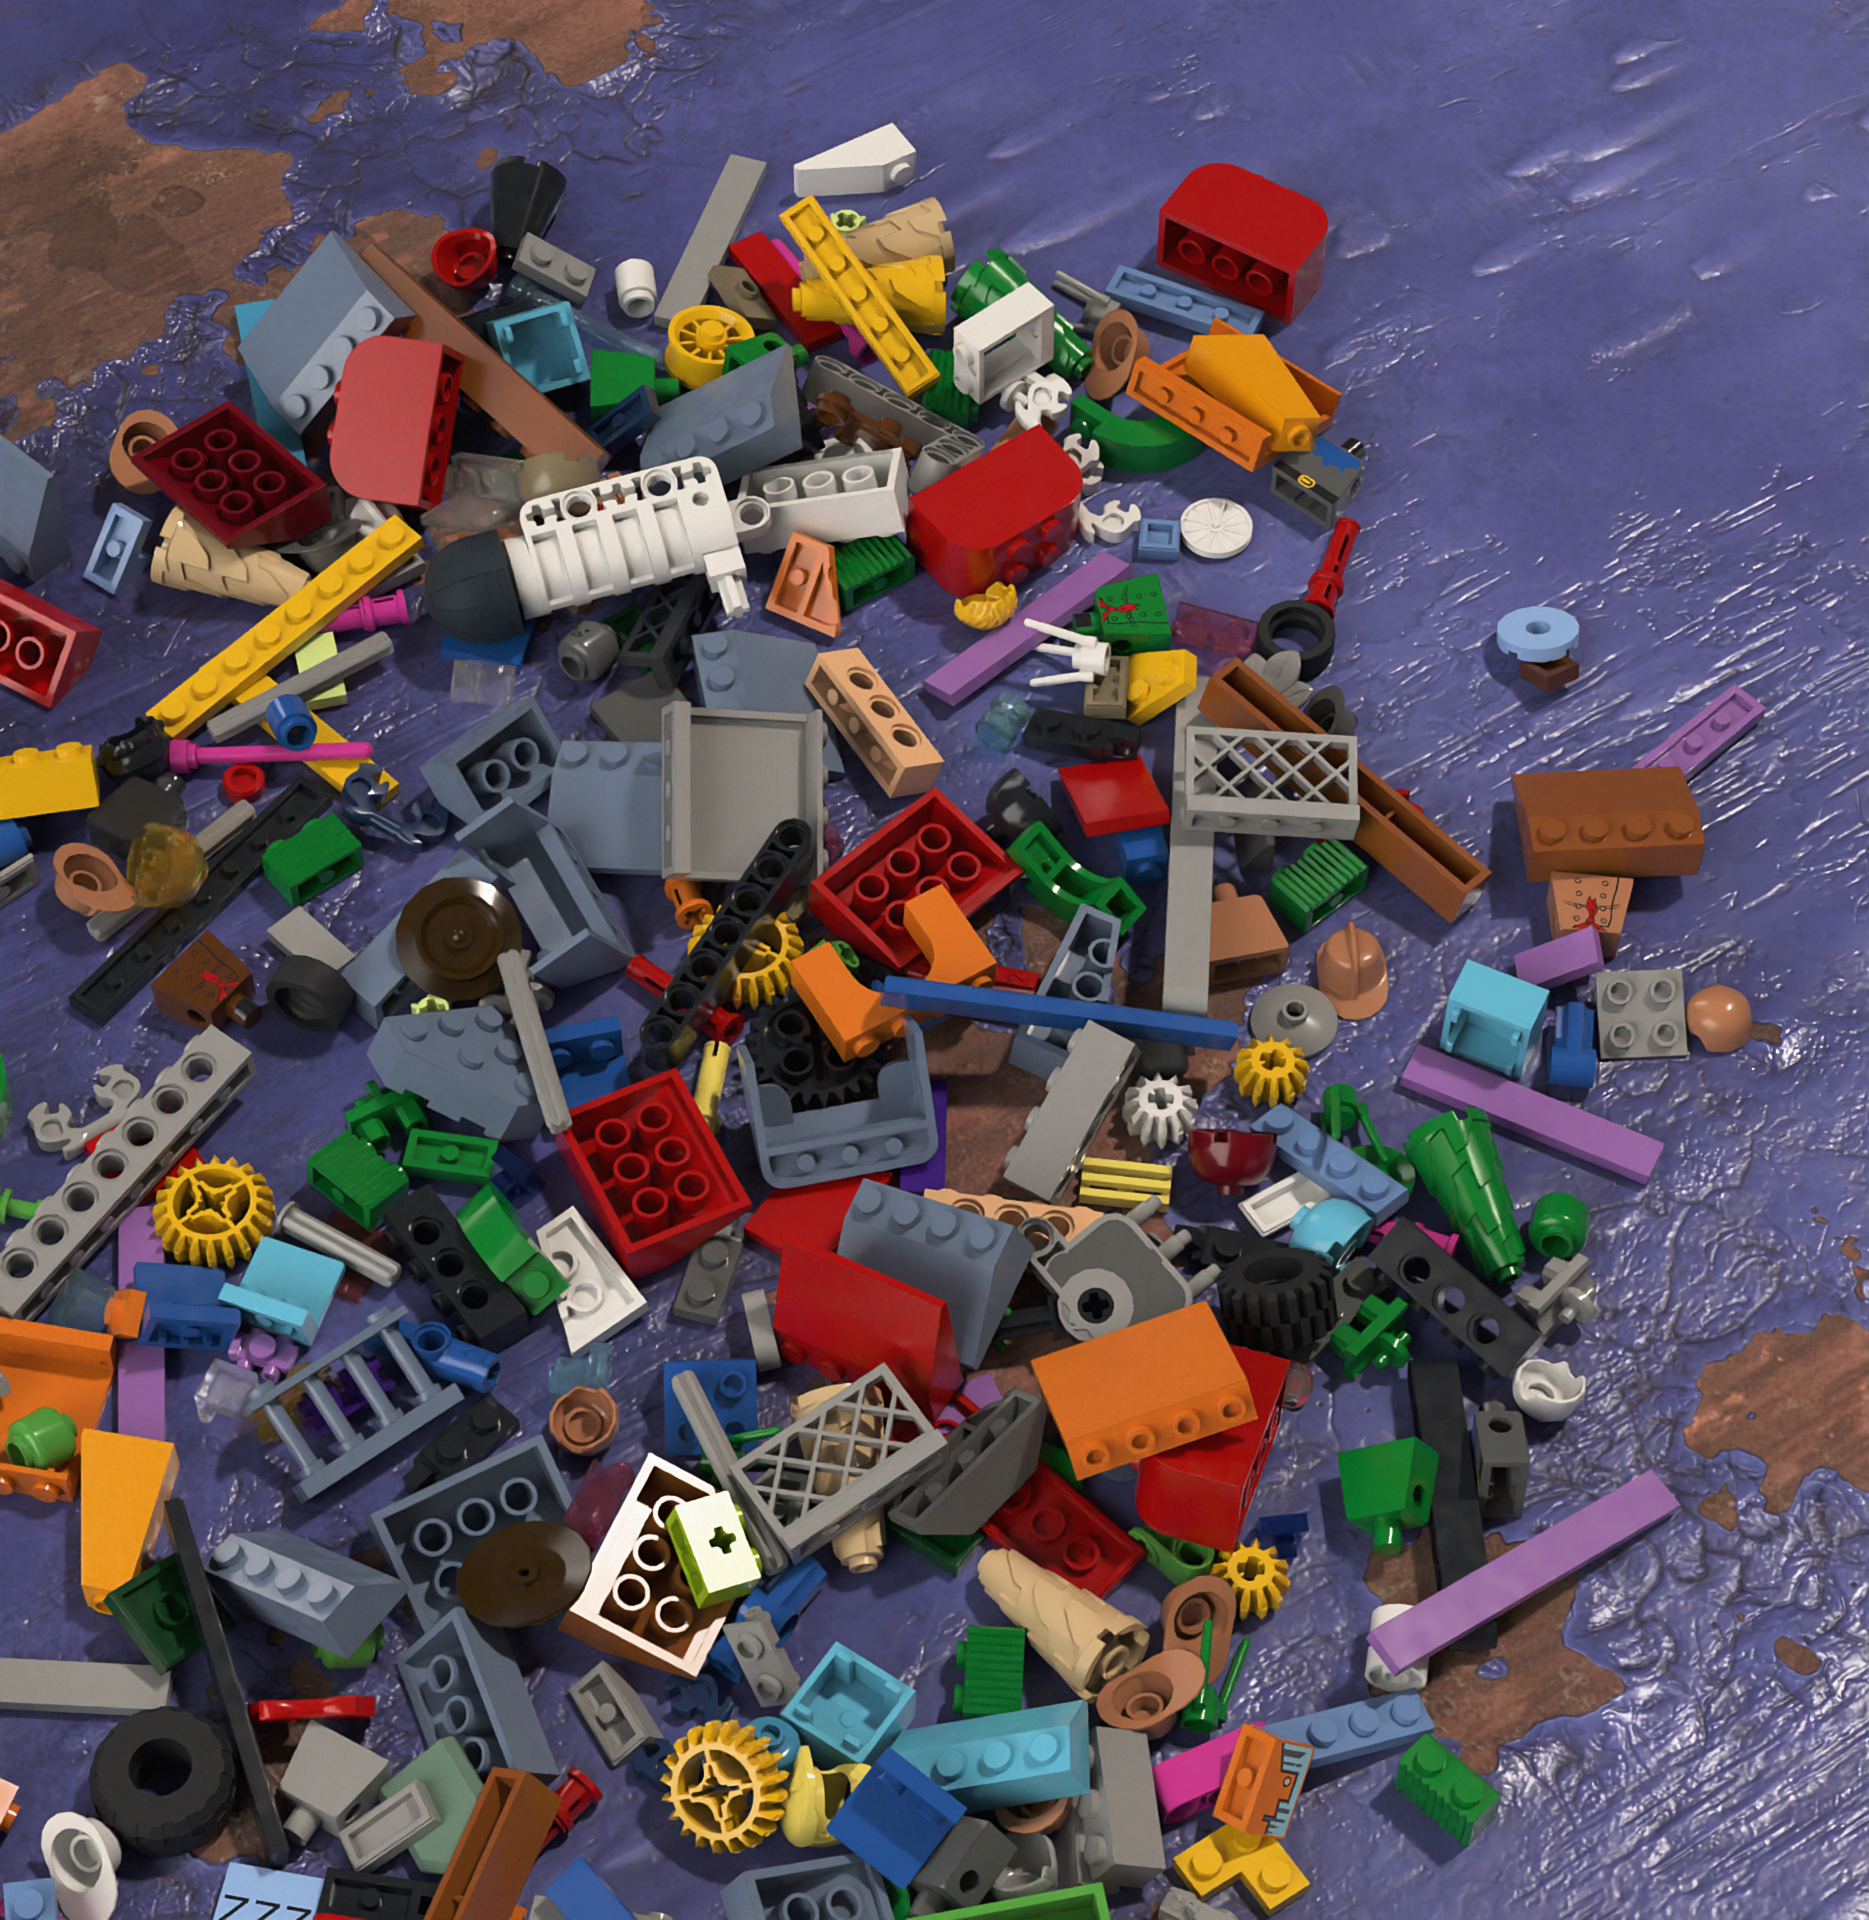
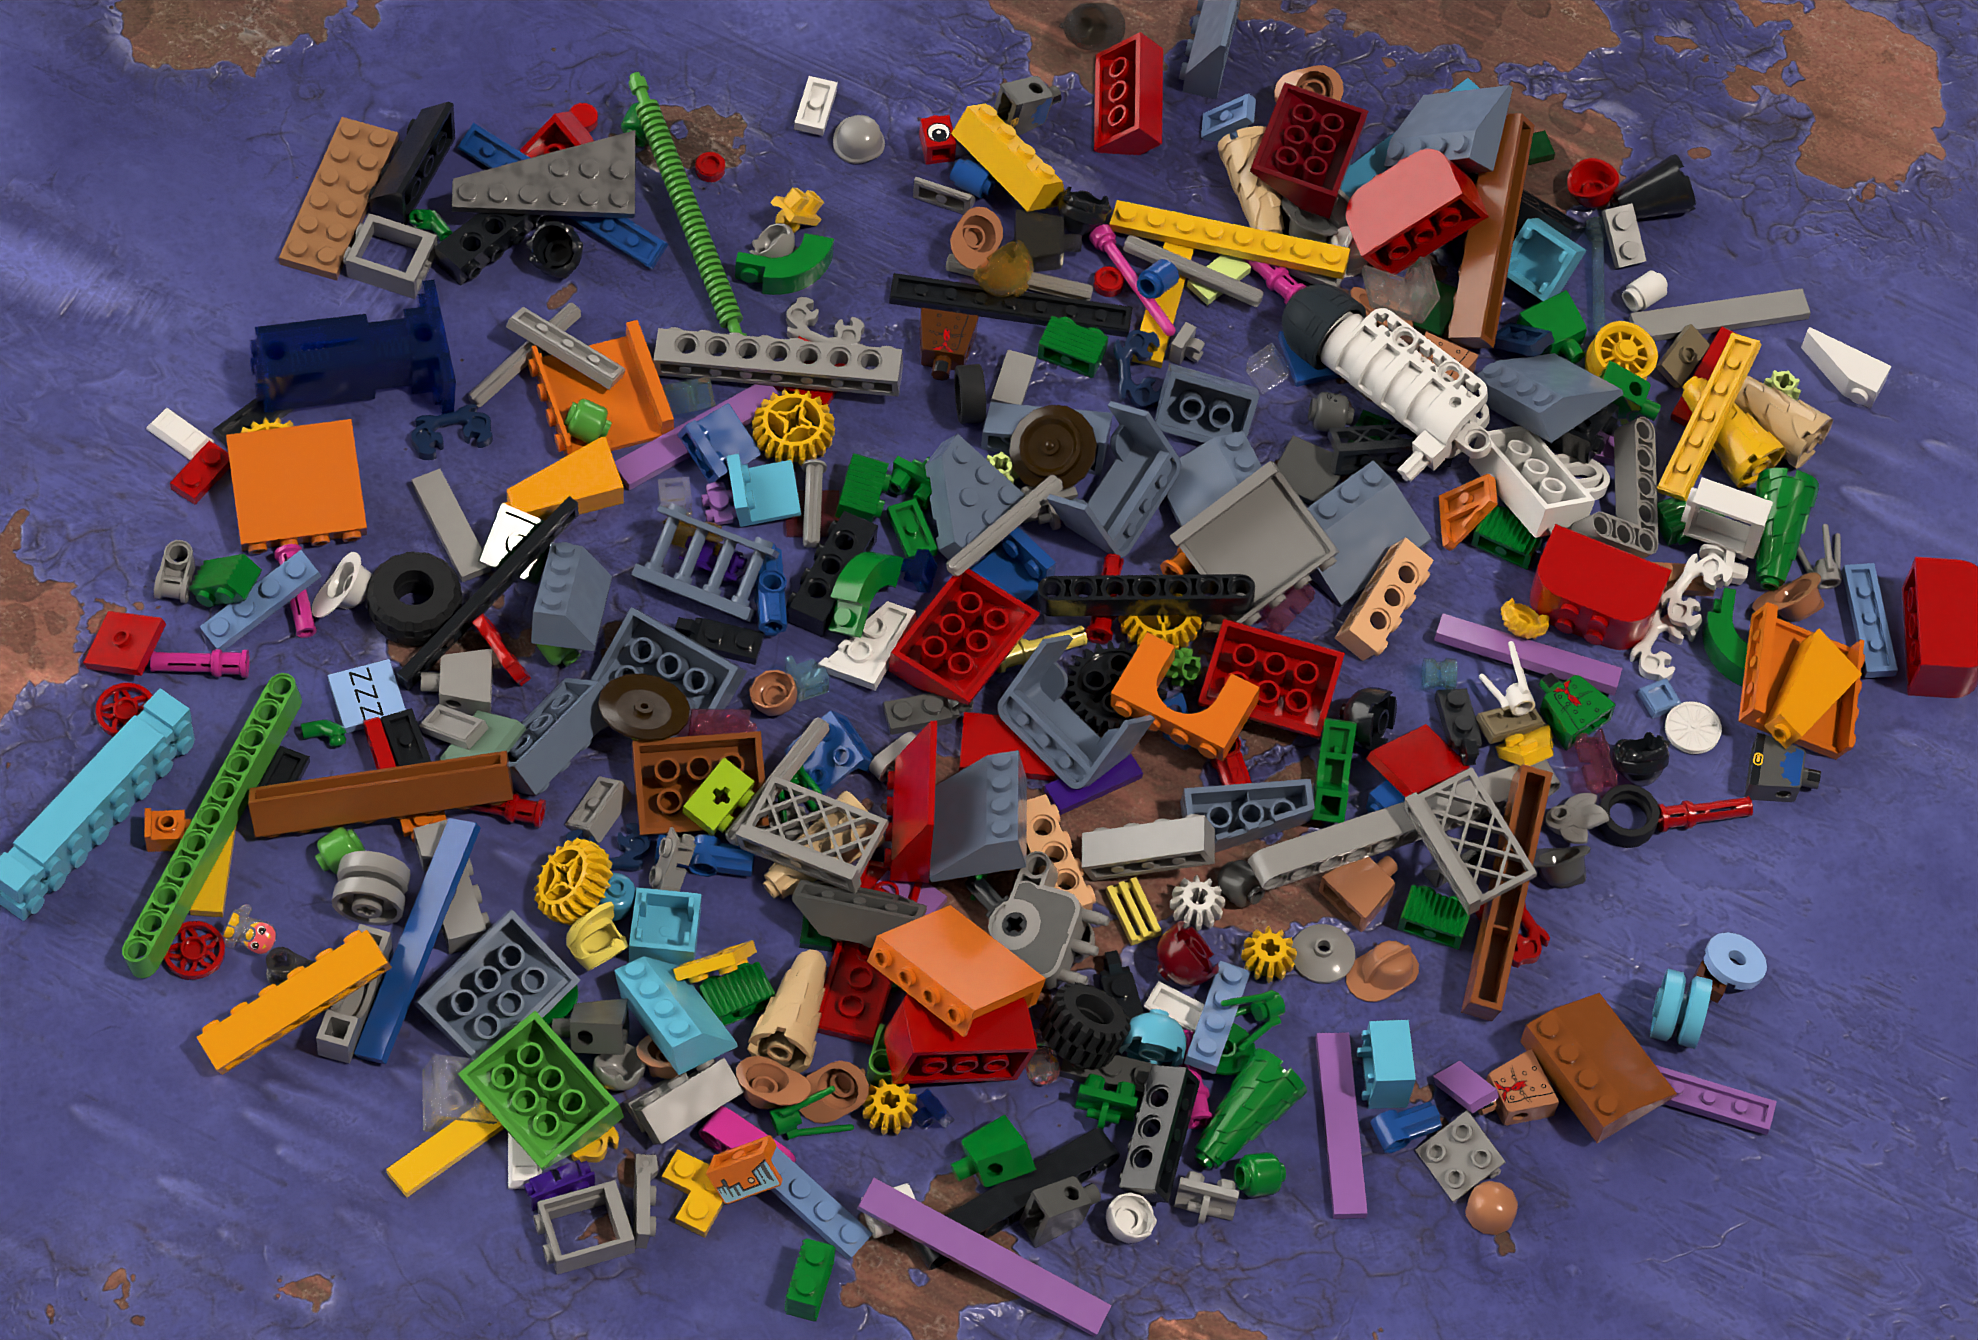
camera: 55 degrees right, 5 degrees up
(124, 1313) = (689, 413): orange plate -> none
(394, 746) = (1186, 345): none -> light grey tile
(554, 474) = (1427, 319): dark tan cylinder -> none
(835, 409) = (1589, 444): reddish brown plant -> none
(895, 1818) = (599, 976): blue bracket -> none
(947, 1661) = (723, 961): none -> yellow plate
(1057, 1012) = (1208, 801): blue tile -> none
(1236, 584) = (1641, 759): none -> black hair
(1580, 706) = (1684, 1009): none -> medium azure wheel

